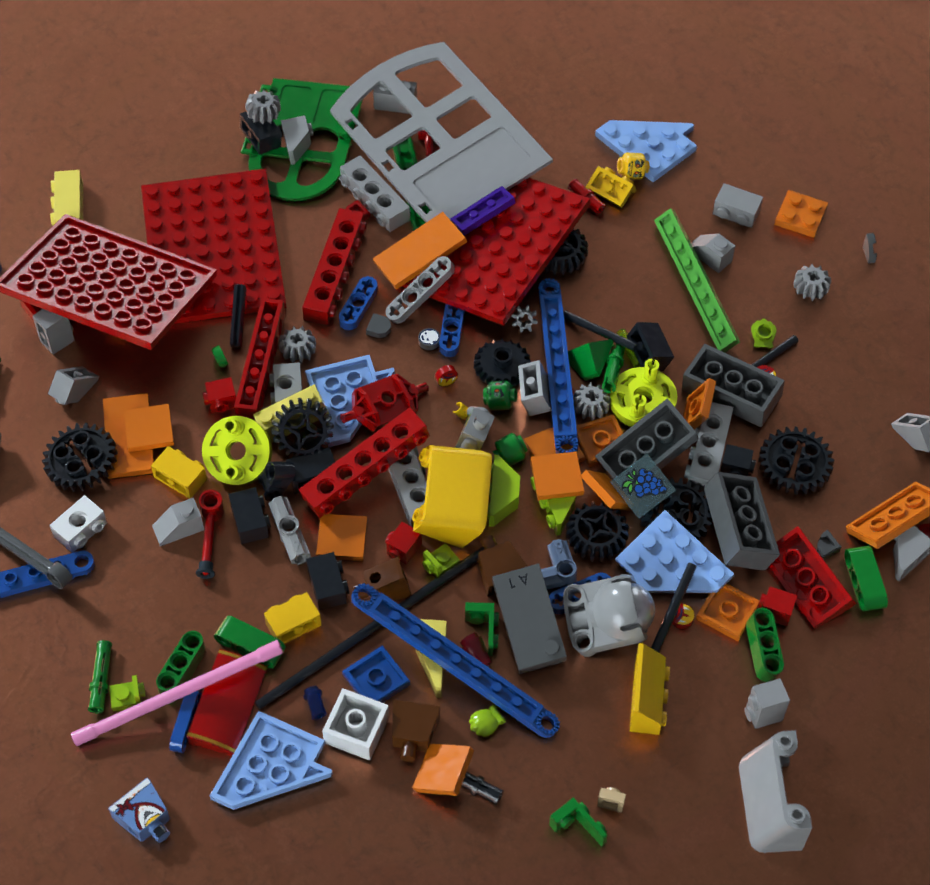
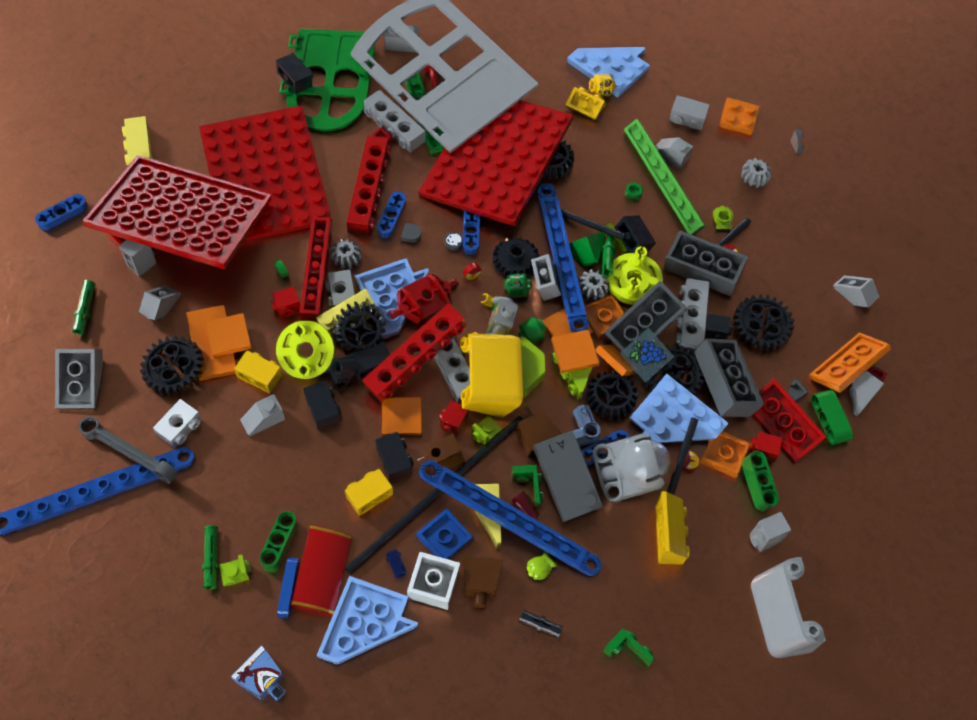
camera: 10 degrees left, 5 degrees up
(94, 730) = (211, 605): bright pink piece -> none
(210, 514) = (289, 407): red piece -> none
(238, 316) = (293, 245): black axle -> none
(245, 638) = (335, 515): green beam -> none
(263, 106) = (295, 53): light grey gear -> none
(293, 540) = (362, 423): light grey piece -> none
(296, 136) = (325, 77): light grey slope -> none
(419, 250) = (438, 167): orange tile -> none
(423, 293) = (445, 202): light grey beam -> none
(443, 769) = (511, 613): orange tile -> none
(483, 210) = (486, 130): dark purple plate -> none
(528, 323) = (533, 222): light grey gear -> none
(578, 188) = (558, 105): red pin -> none
(611, 799) = (653, 625): tan plate -> none
(657, 295) = (633, 191): none -> green tile
(699, 403) = (682, 280): orange tile -> none

